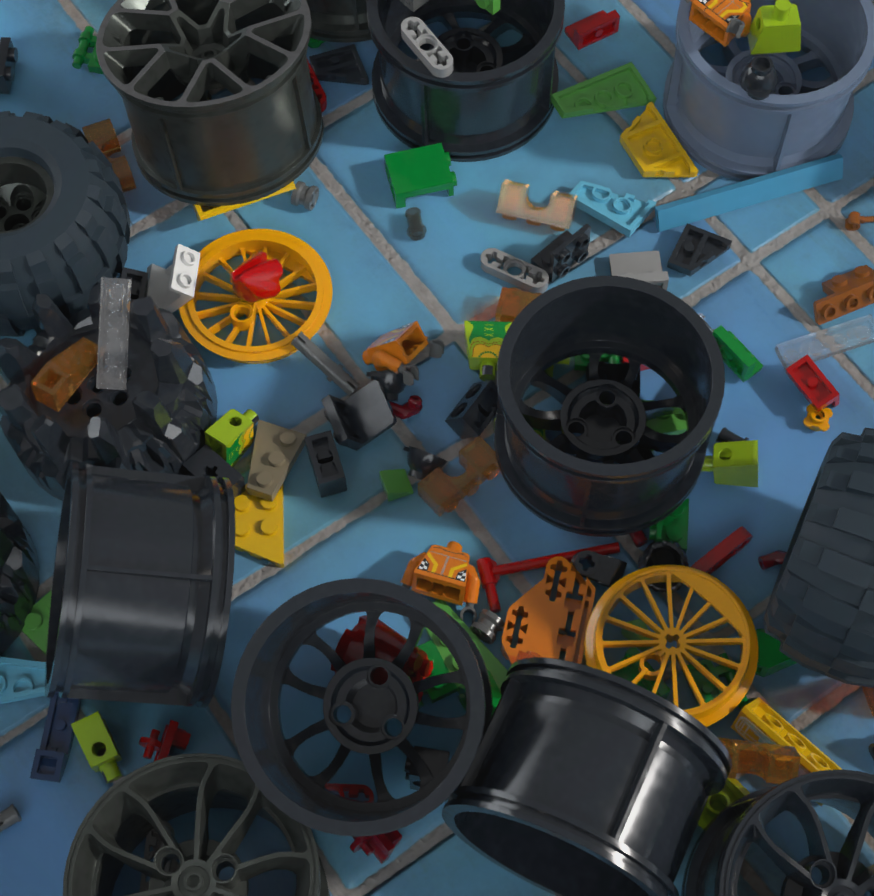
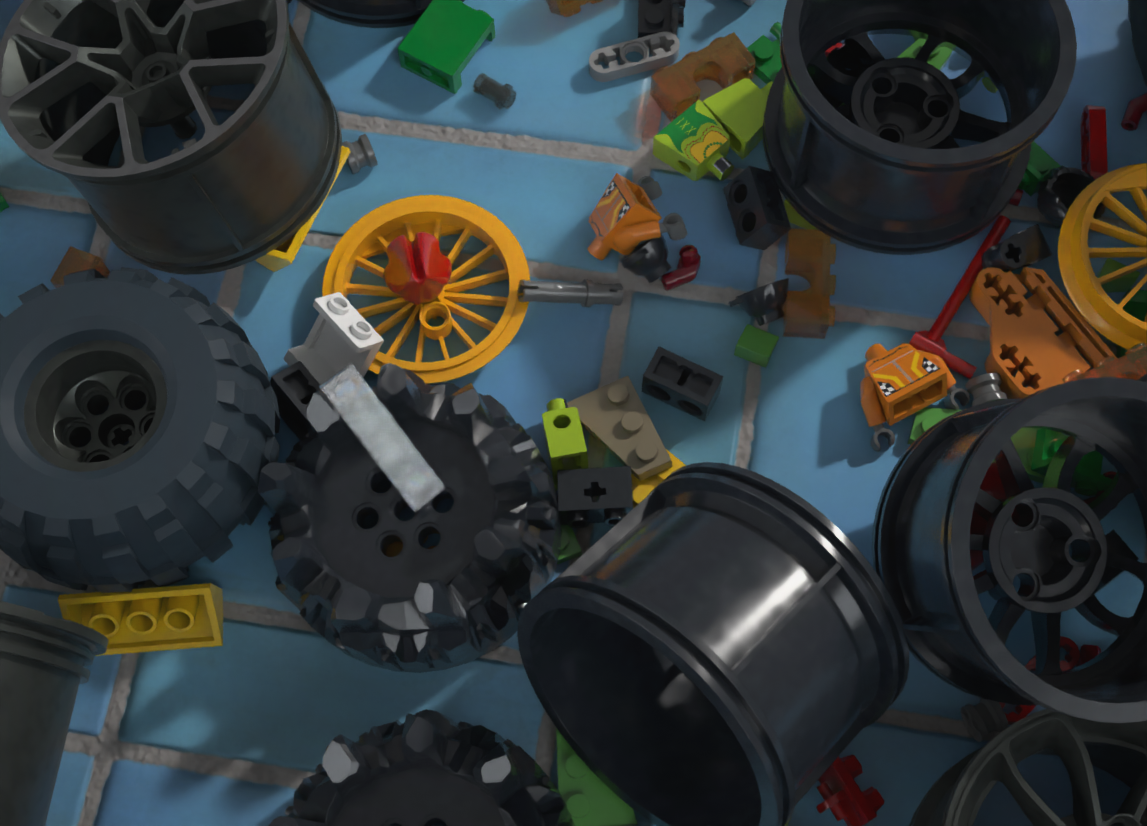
camera: 45 degrees left, 5 degrees up
(64, 374) = (369, 524): clear orange slope -> none
(360, 416) = (659, 308): black bracket -> none

